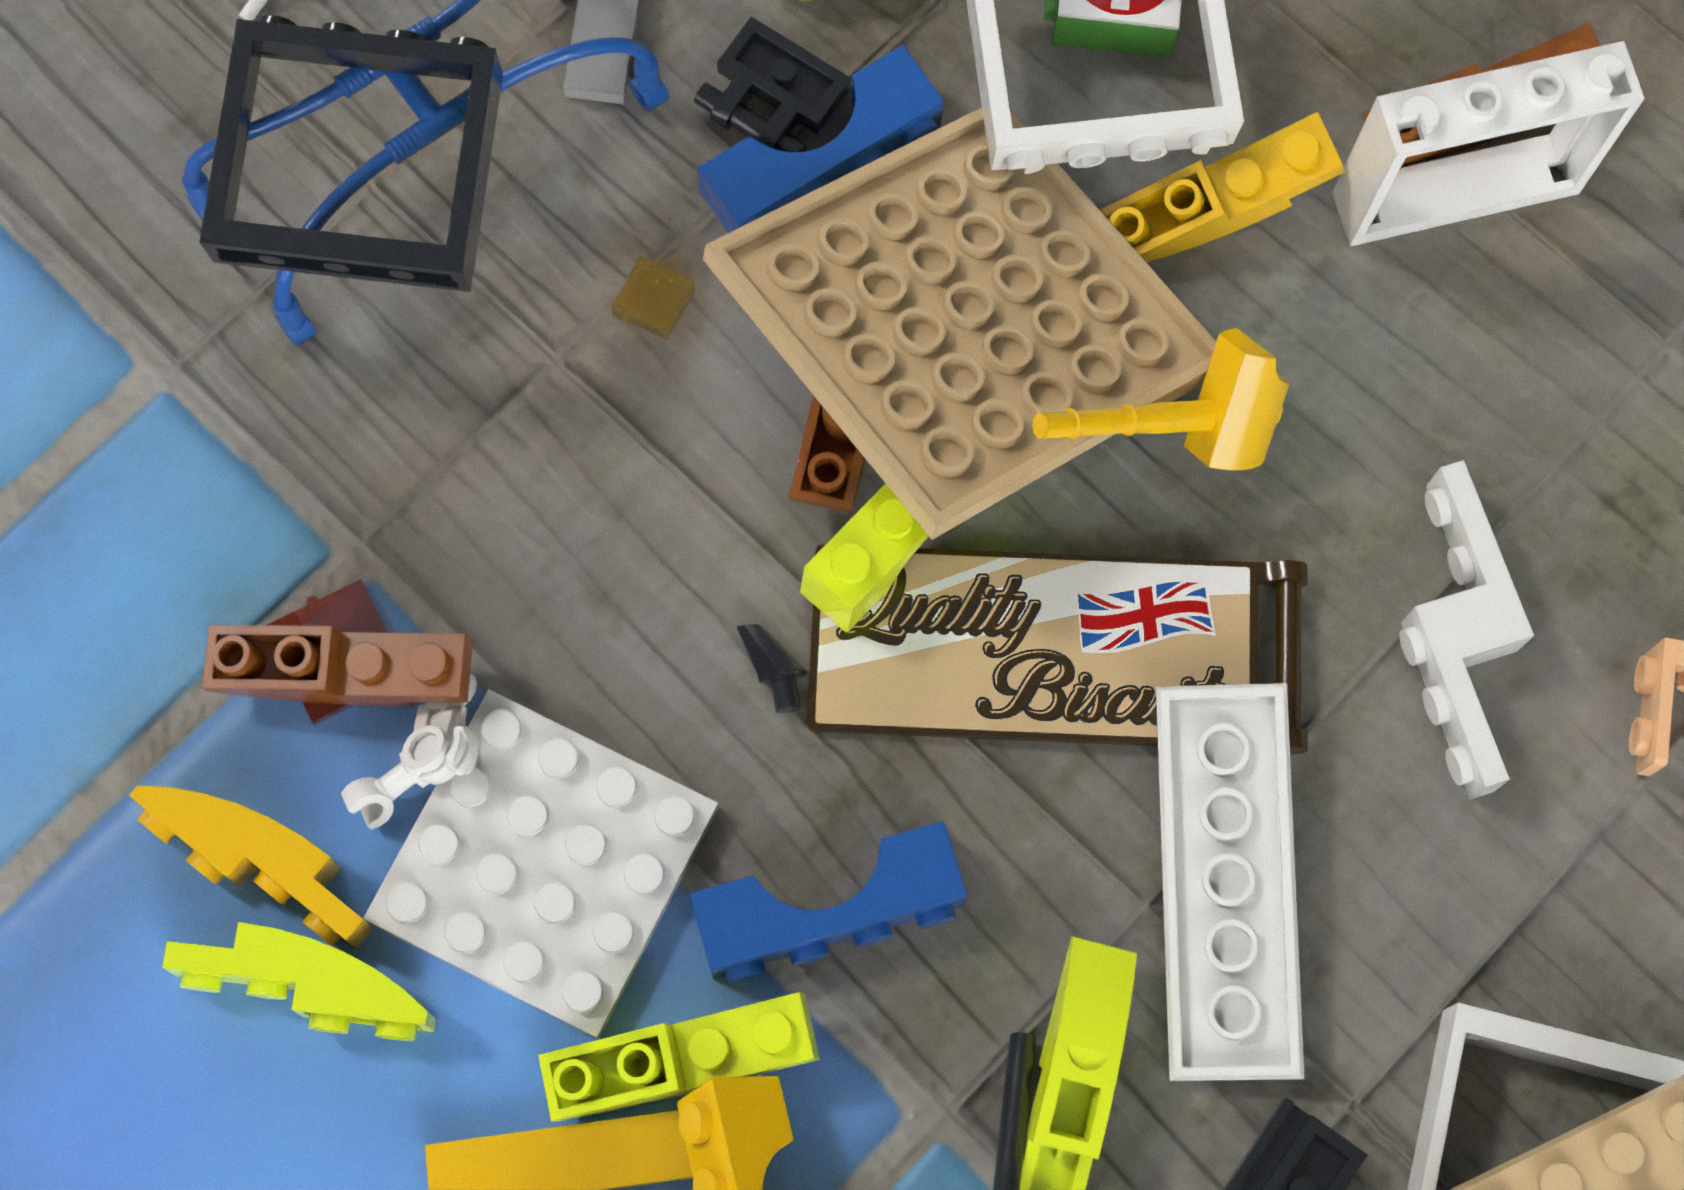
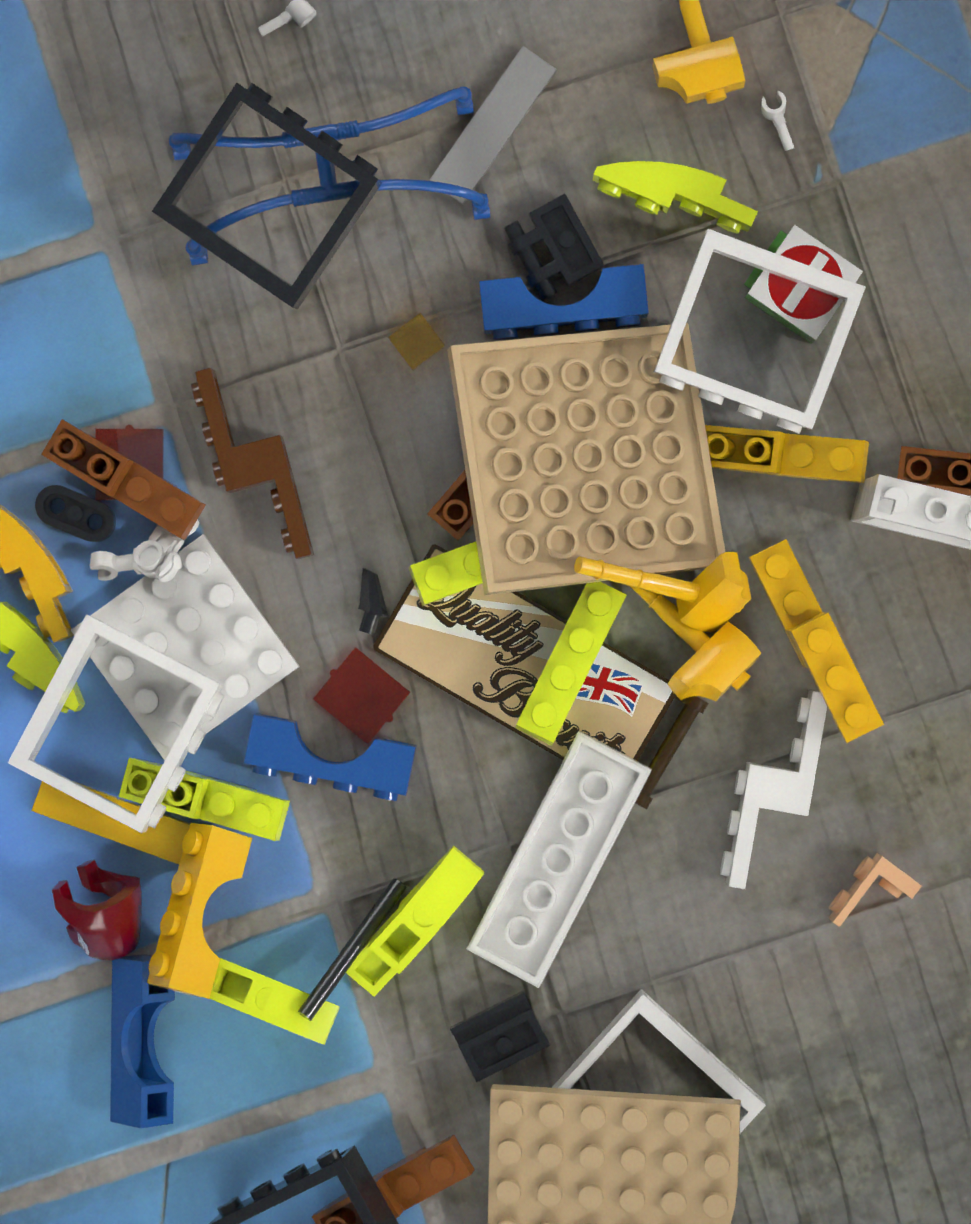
camera: 30 degrees right, 15 degrees up
(293, 751) = (76, 513): none -> black plate
(386, 1003) = (56, 696): none -> white window
(513, 559) = (252, 464): none -> reddish brown bracket
(826, 802) = (361, 695): none -> clear red piece
(1095, 597) = (570, 661): none -> neon yellow arch
(1288, 496) = (717, 660): none -> yellow piece
(1409, 403) = (816, 641): none -> yellow bracket

